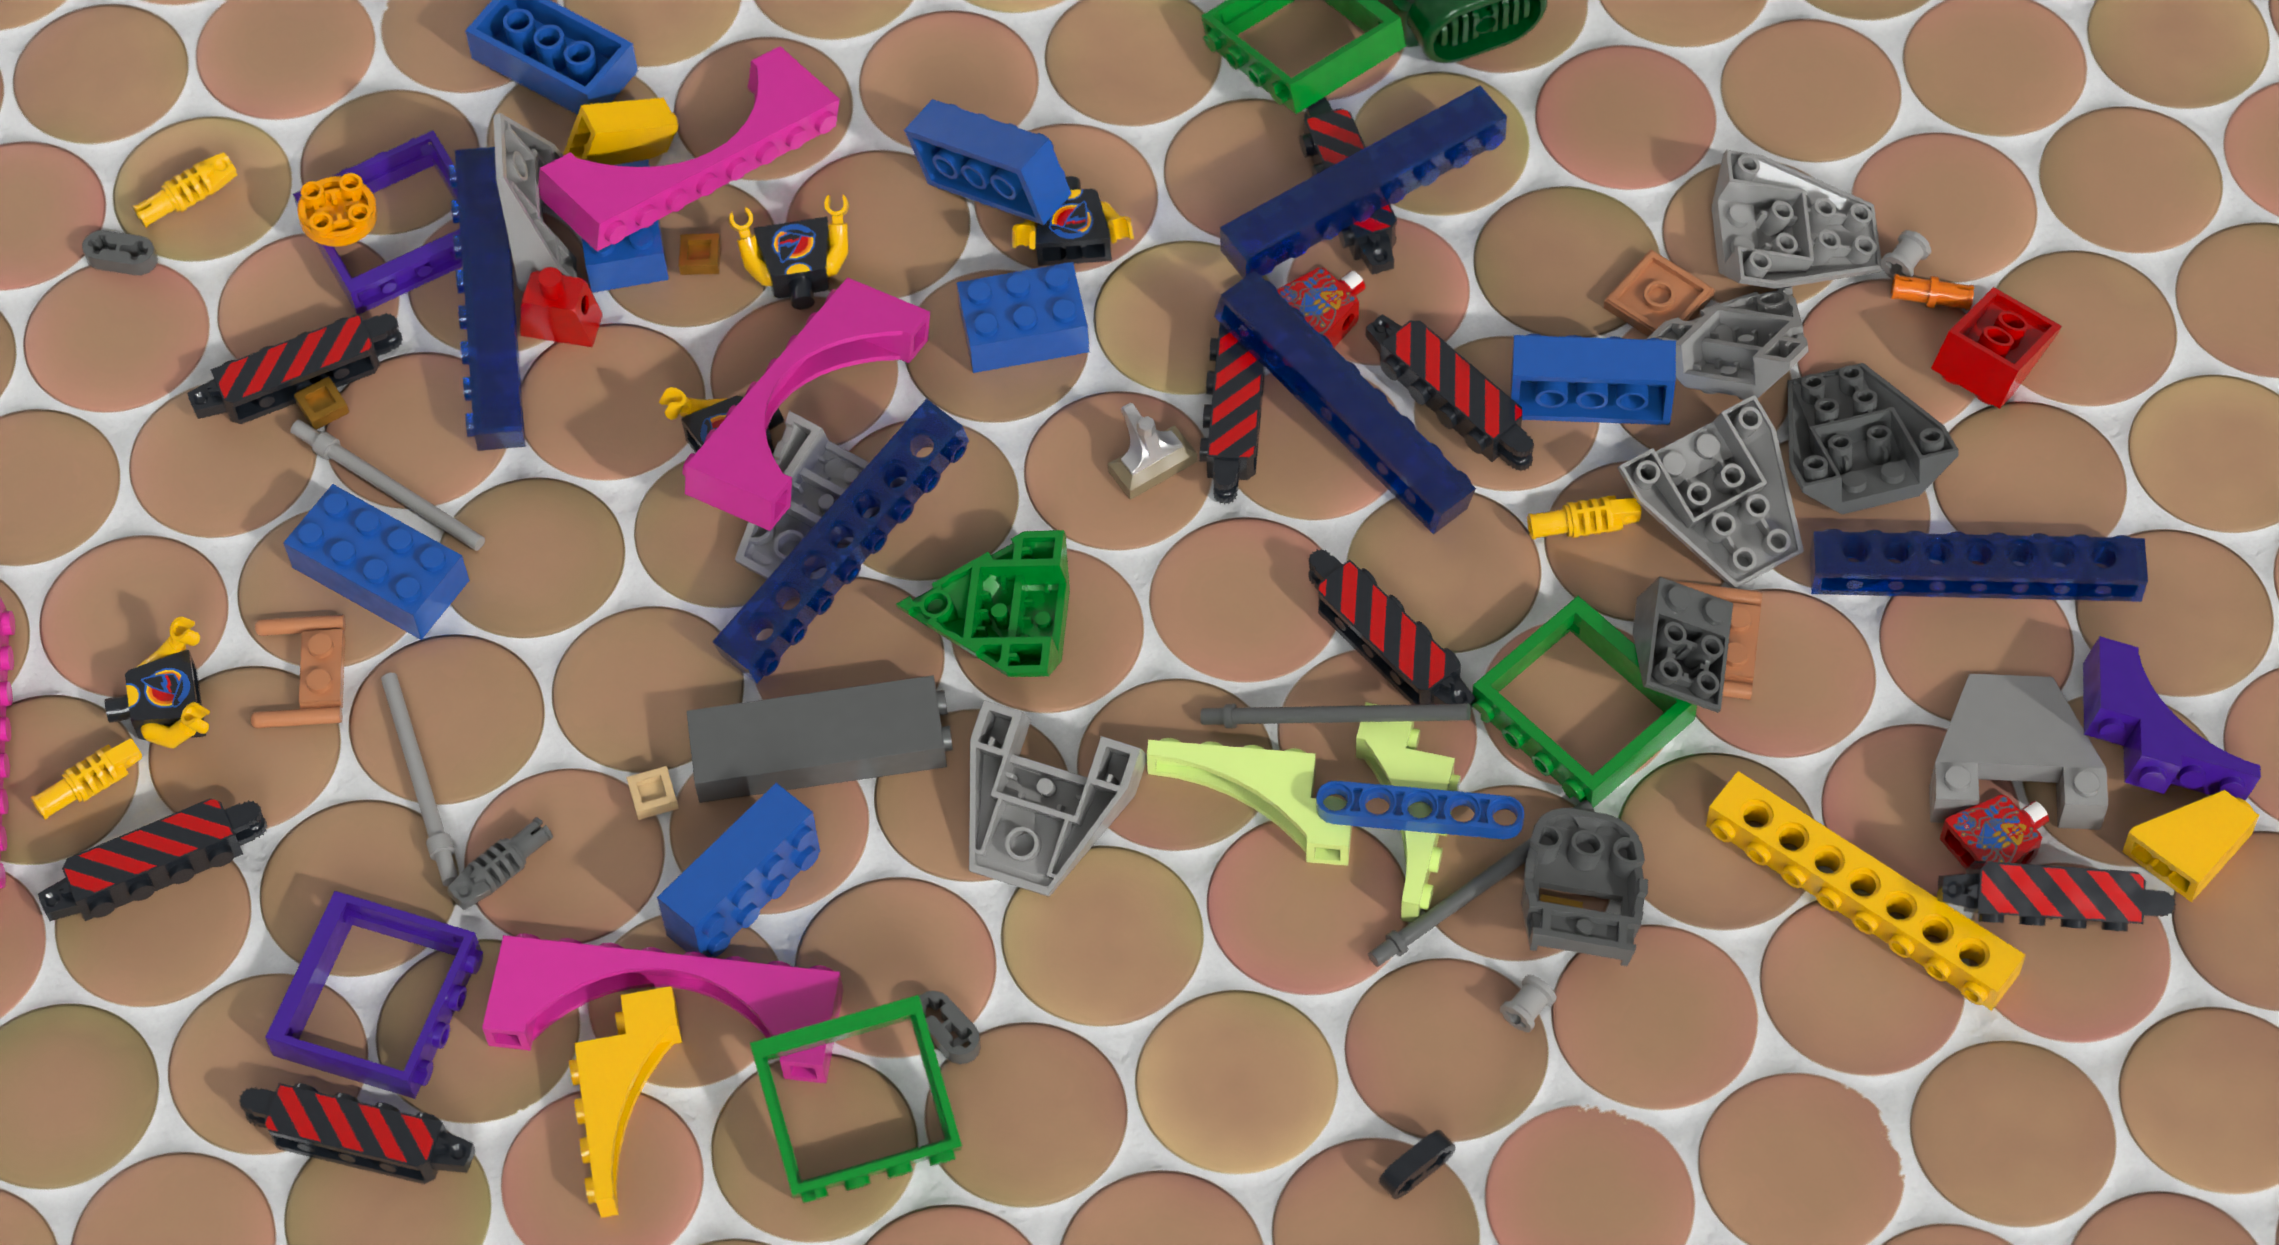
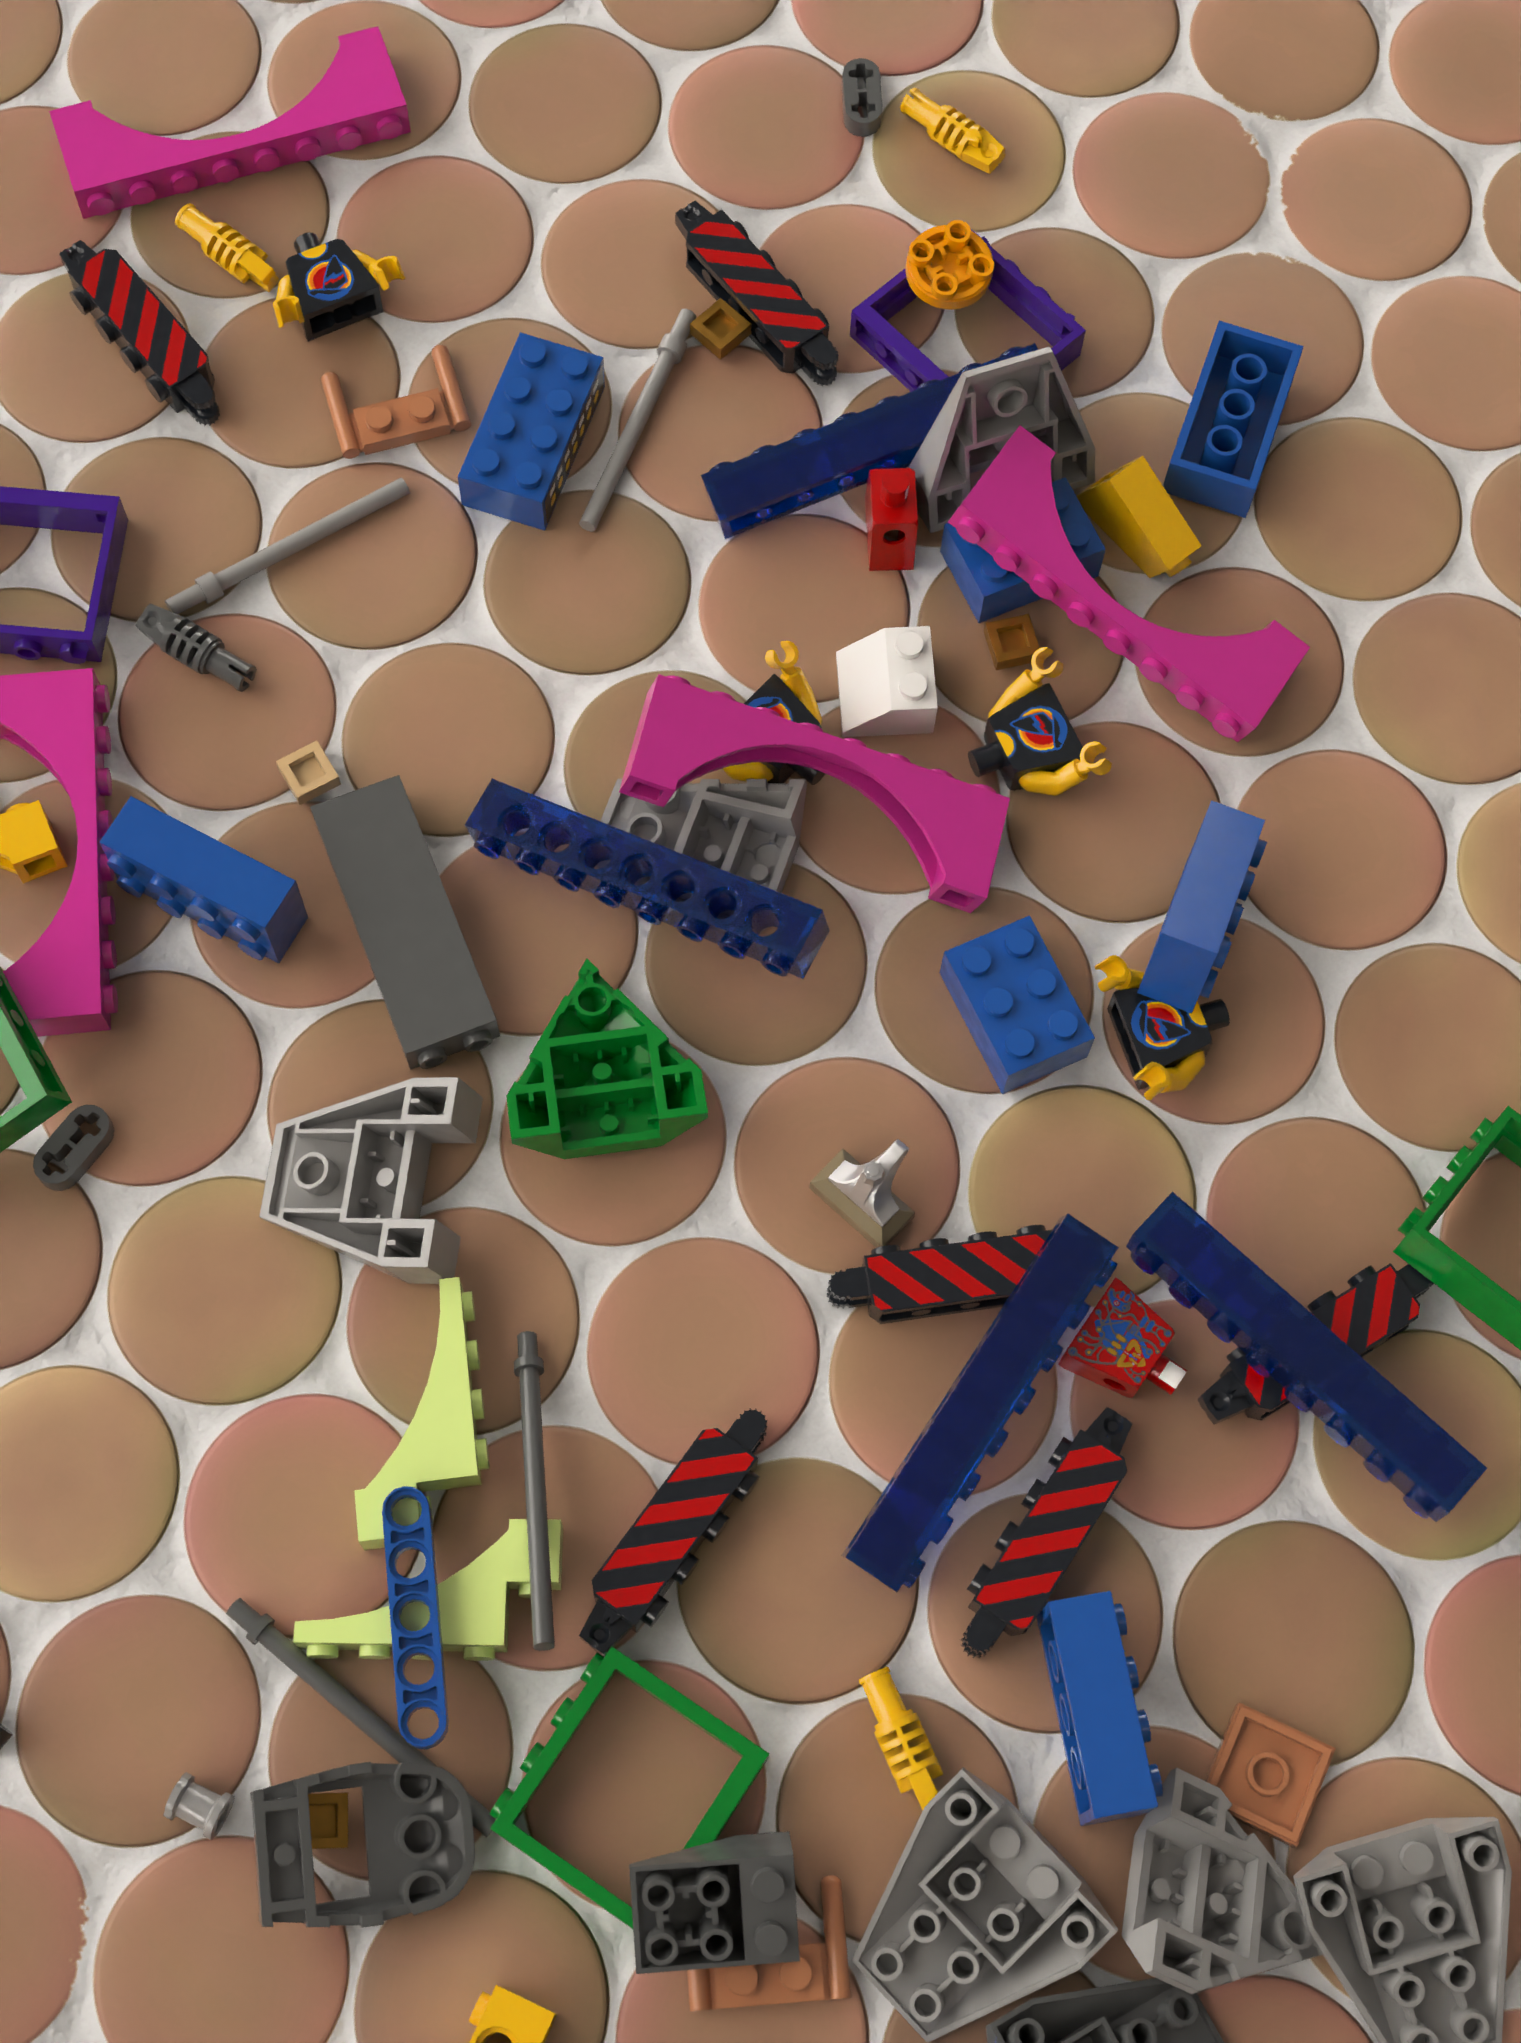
camera: 70 degrees right, 10 degrees up
(710, 346) = (888, 683): none -> white slope

